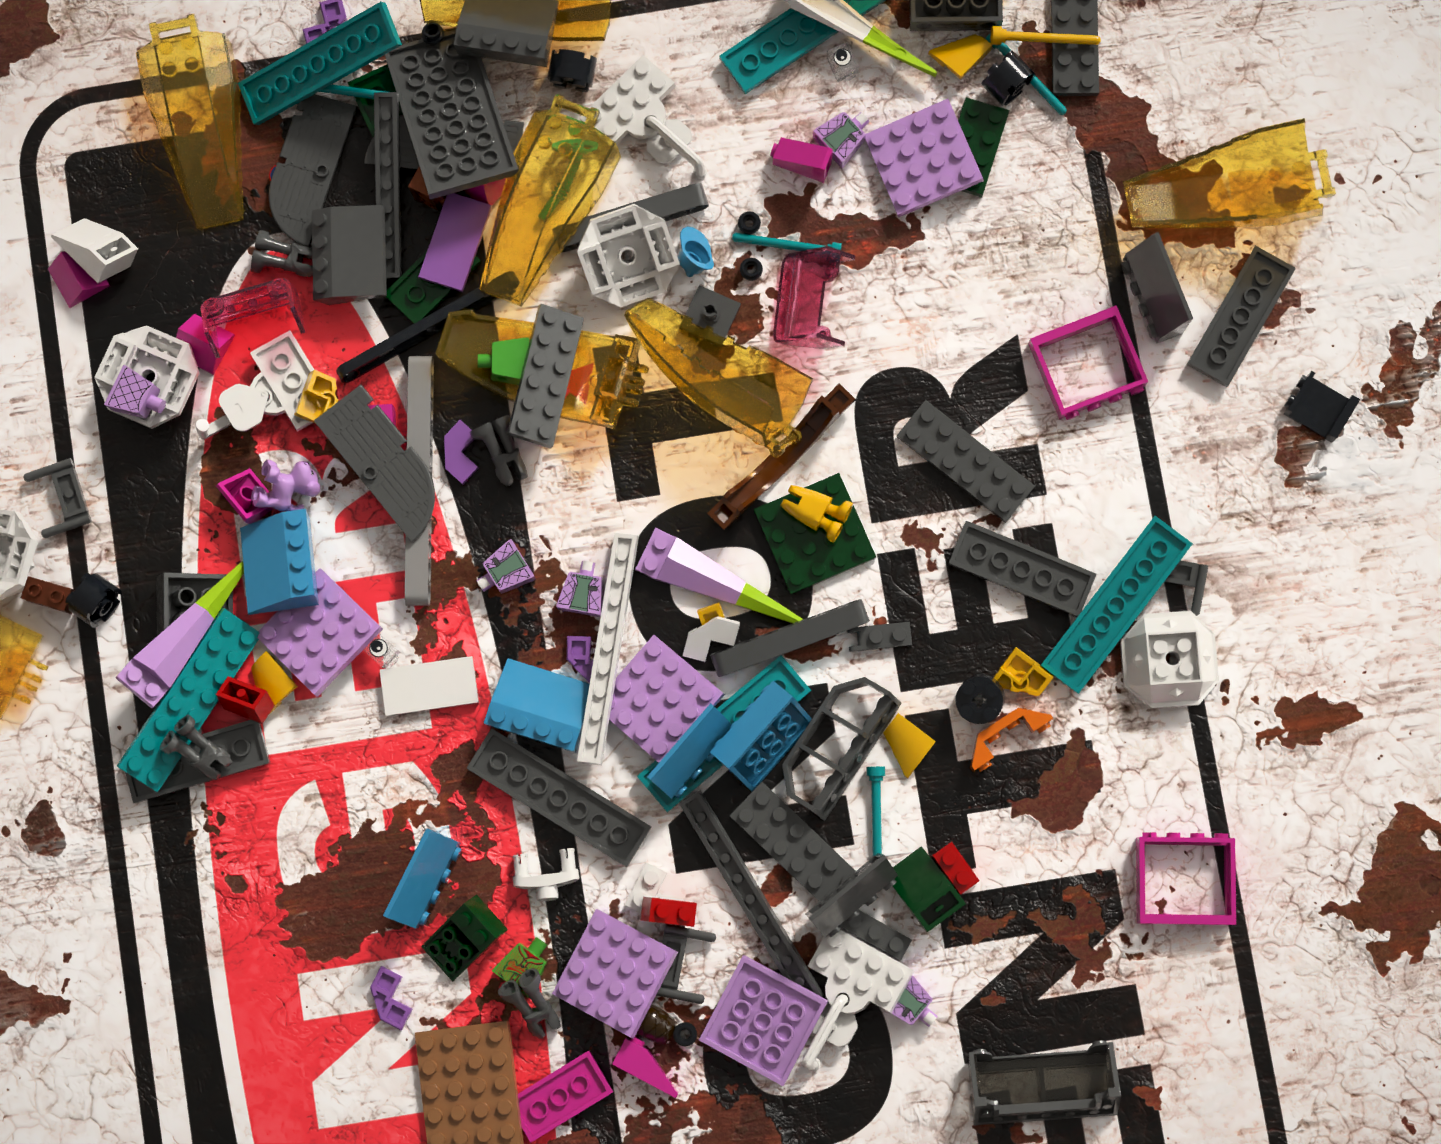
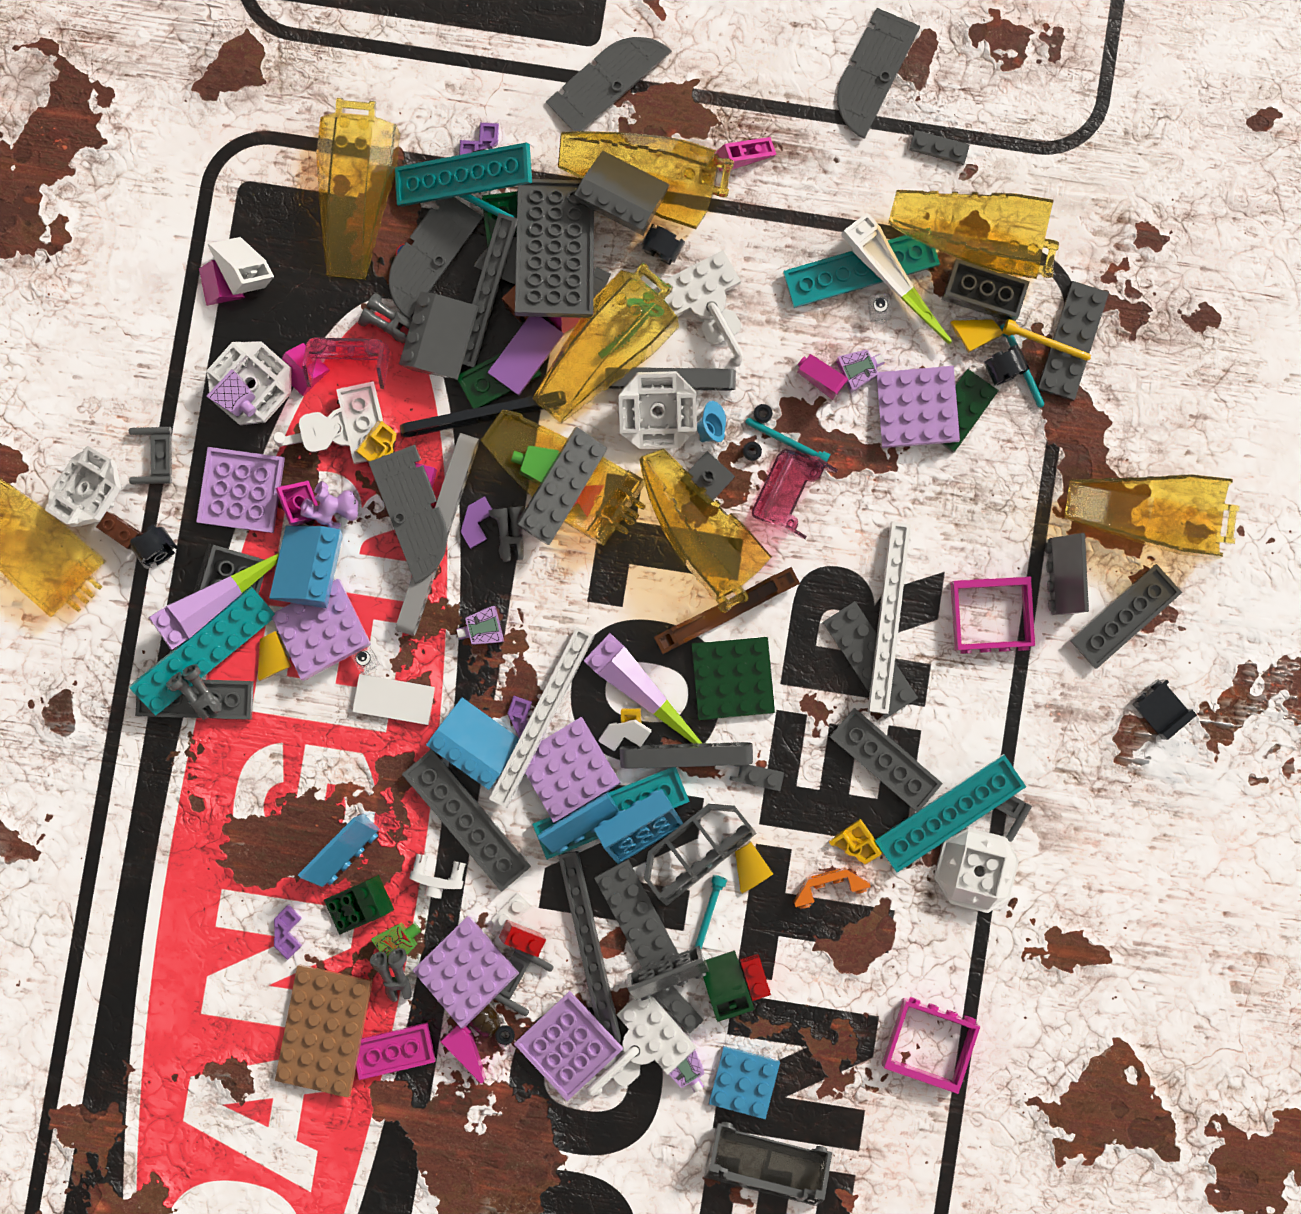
camera: 15 degrees right, 5 degrees up
(174, 503) = (240, 490): none -> lavender plate
(245, 700) = (246, 665): red brick -> none
(430, 29) = (561, 174): black plate -> none
(582, 592) = (536, 665): torso -> none
(812, 510) = (738, 660): yellow piece -> none
(971, 405) = (889, 618): none -> white plate
(983, 997) = (744, 1082): none -> dark azure plate
(990, 690) = (808, 852): black brick -> none

